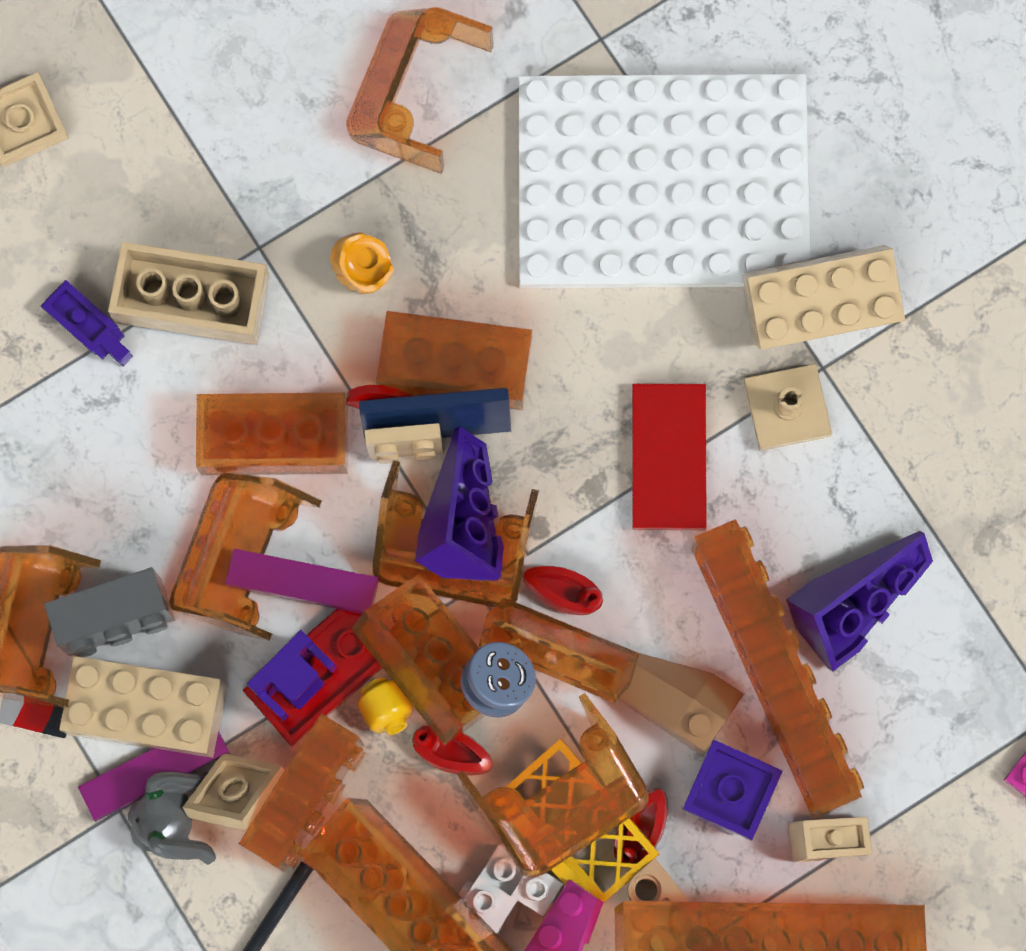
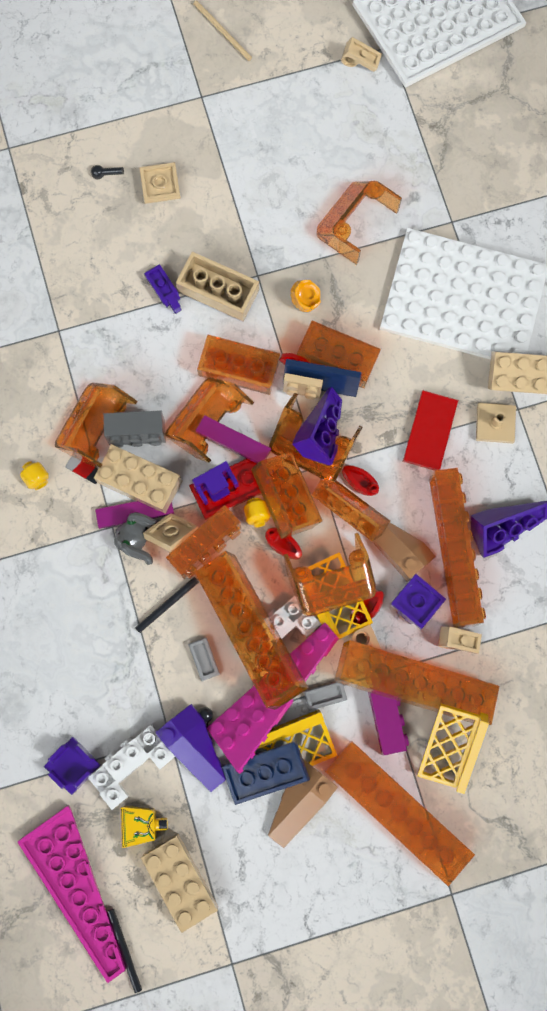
camera: 10 degrees right, 0 degrees up
(498, 679) = (317, 513): sand blue head -> none

